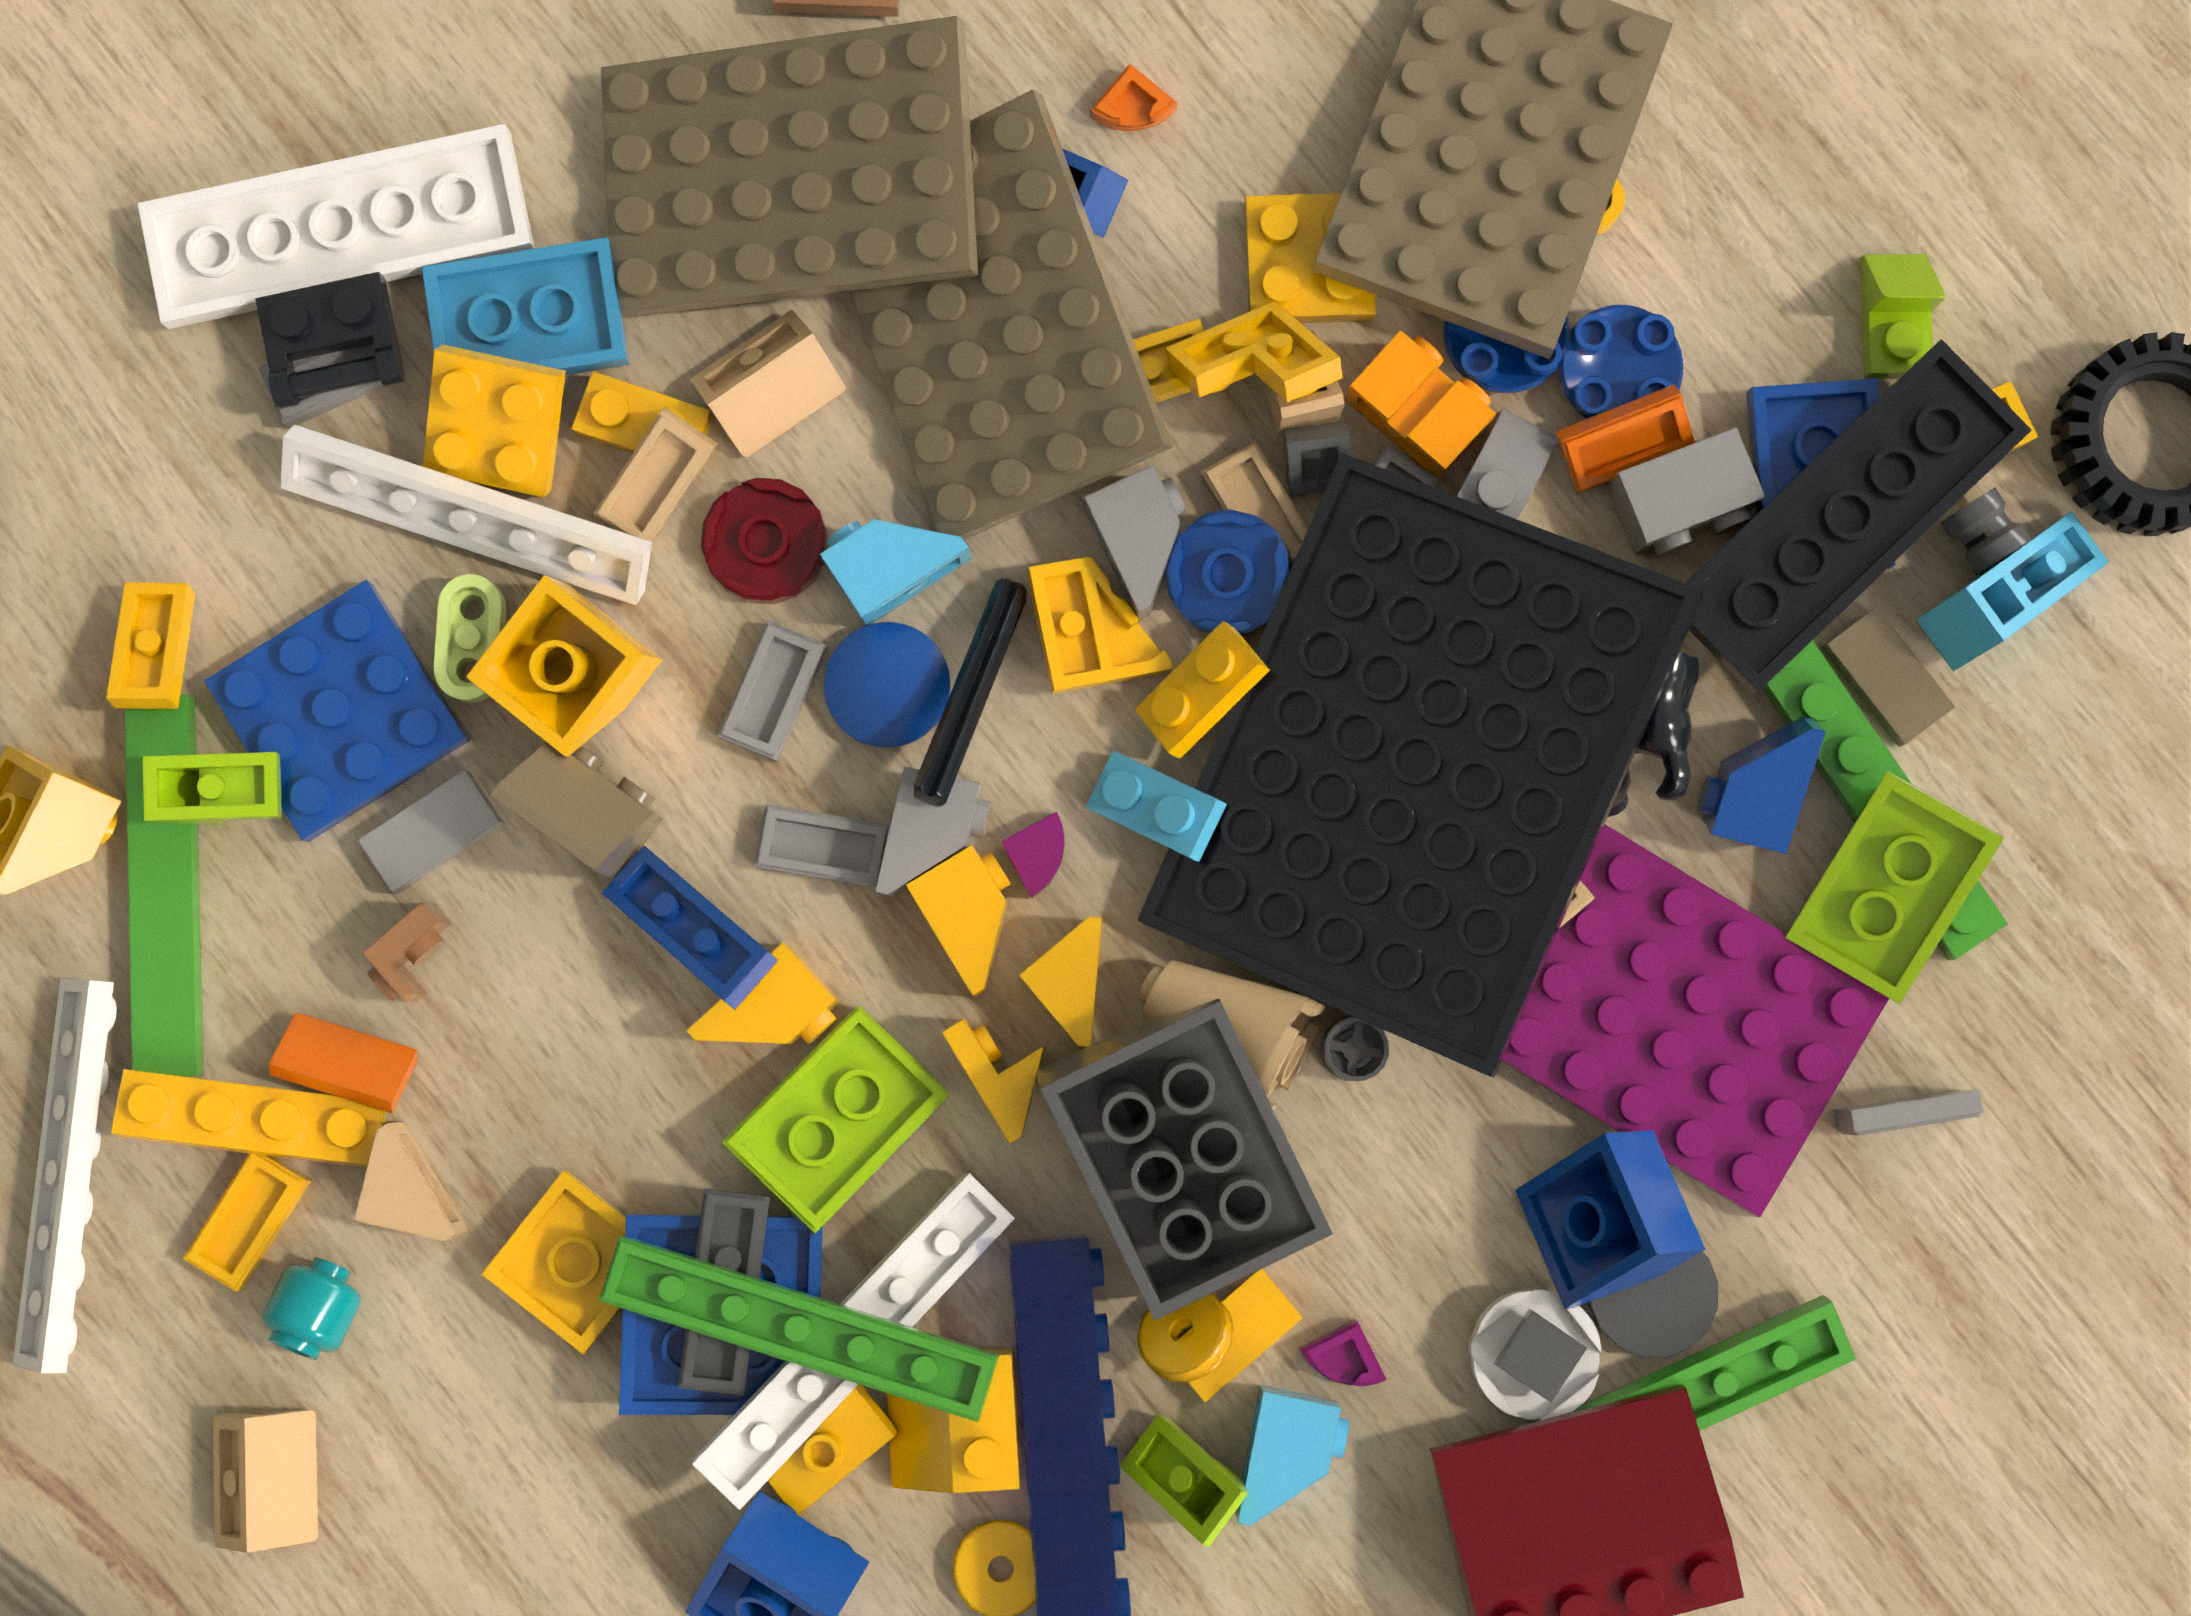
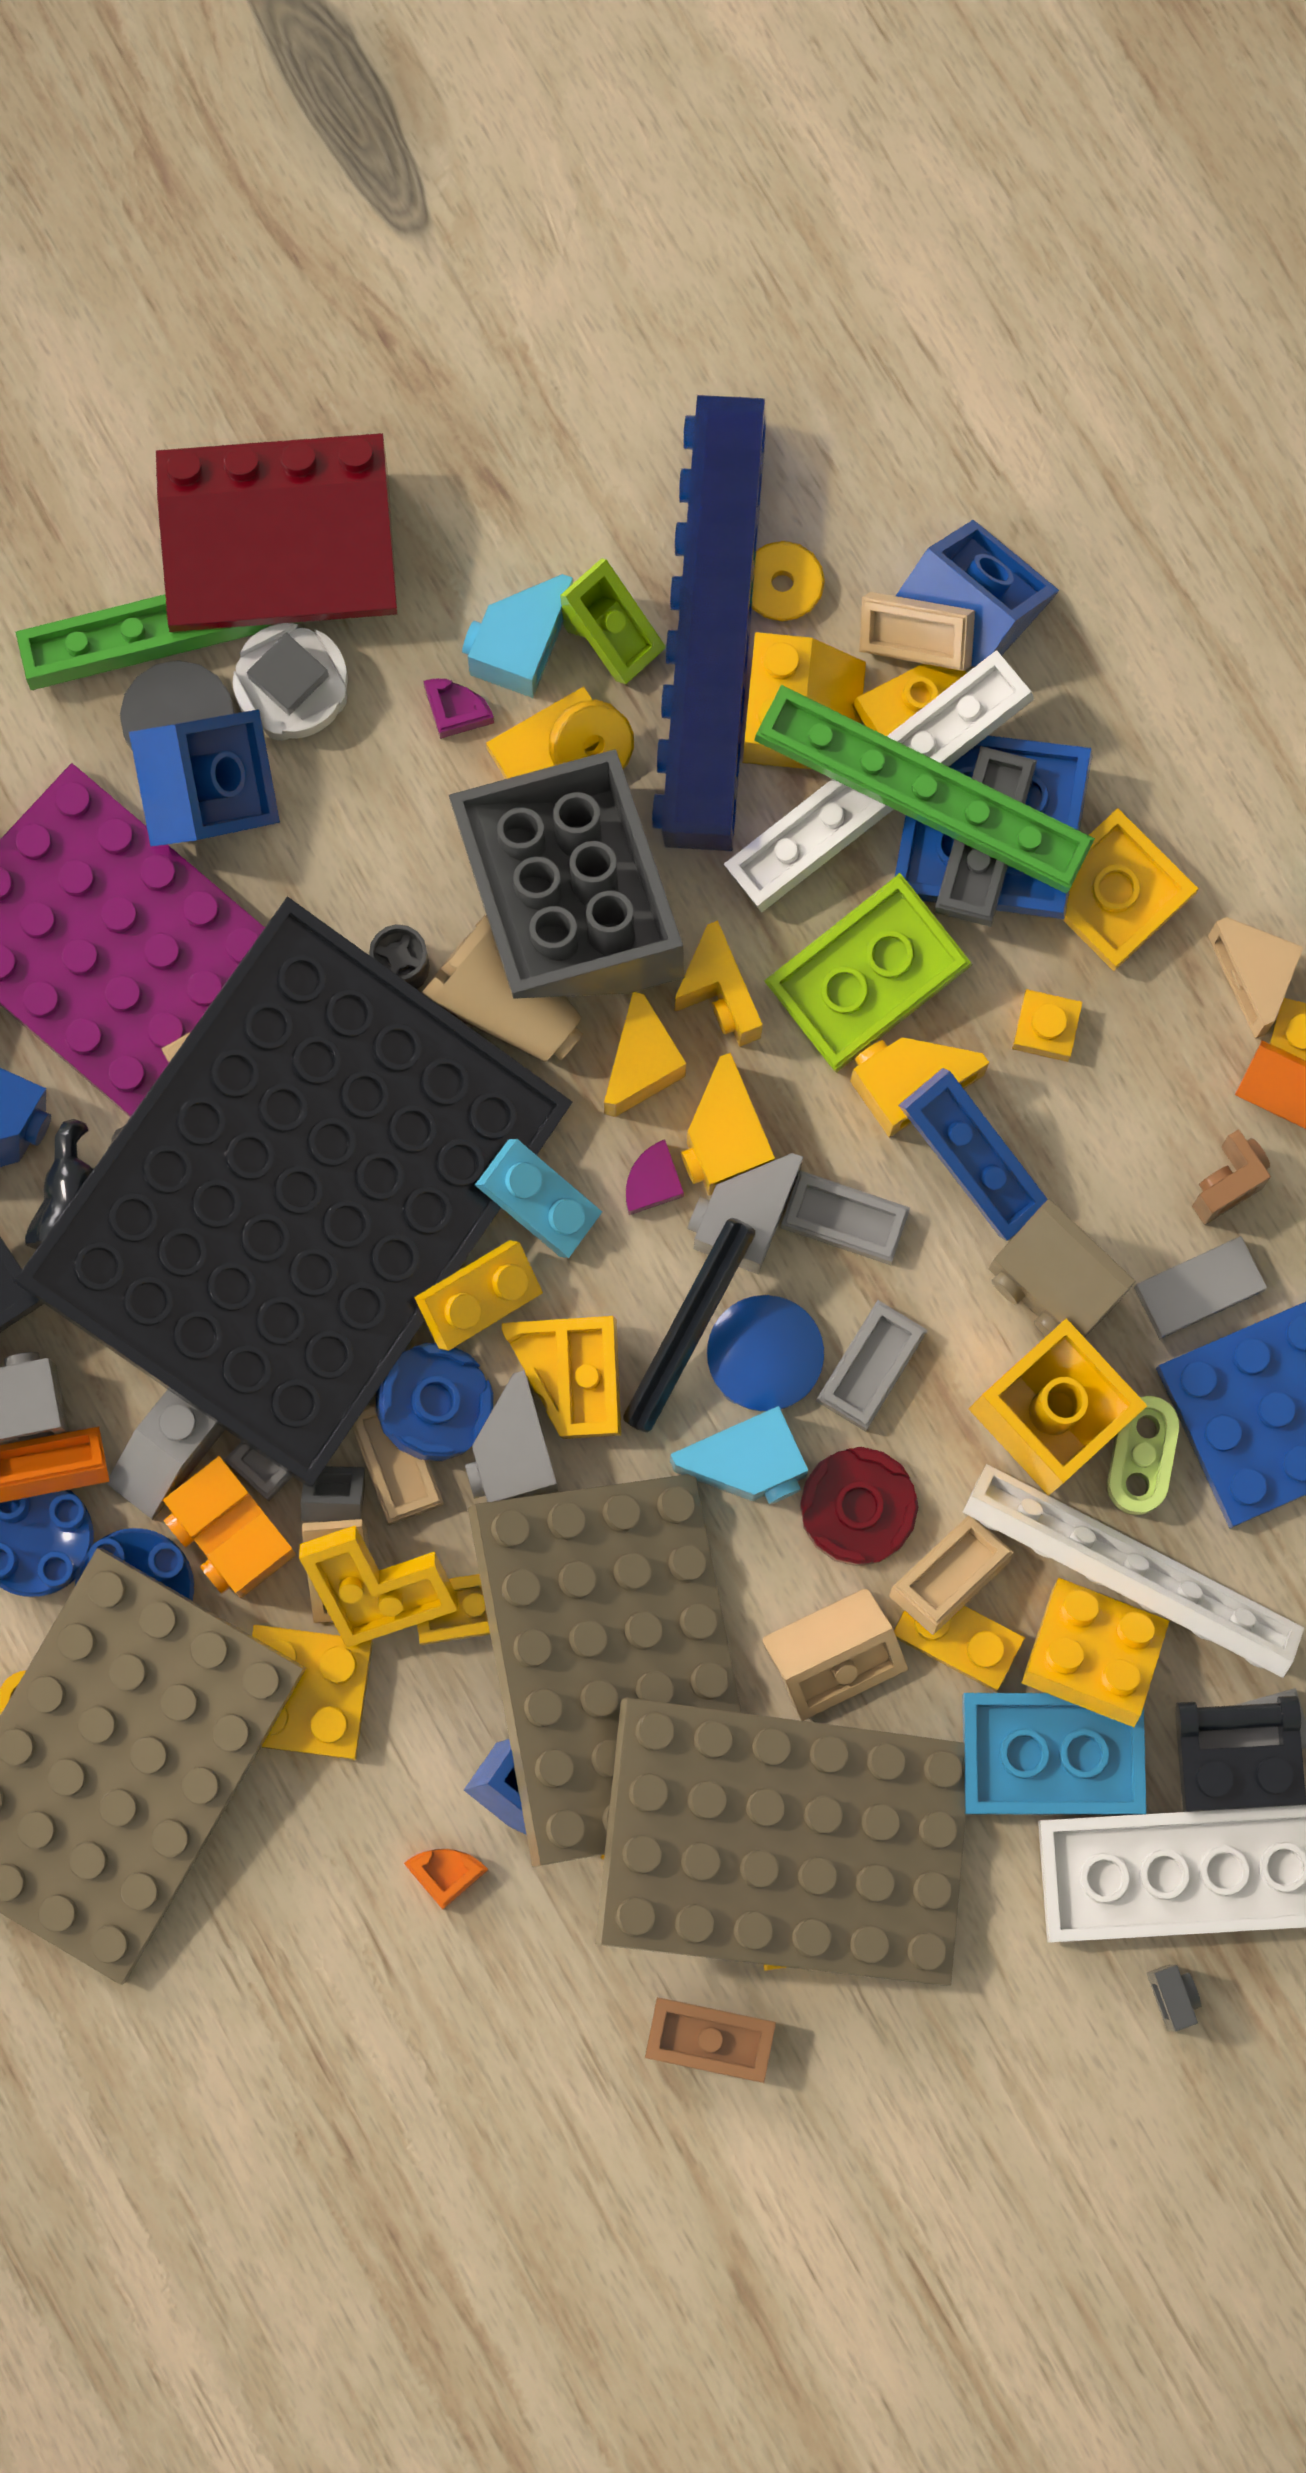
camera: 175 degrees left, 5 degrees down
(370, 92) = (1175, 1997): none -> dark grey plate
(632, 1096) = (1047, 1025): none -> yellow plate
(836, 1527) = (917, 631): none -> tan tile

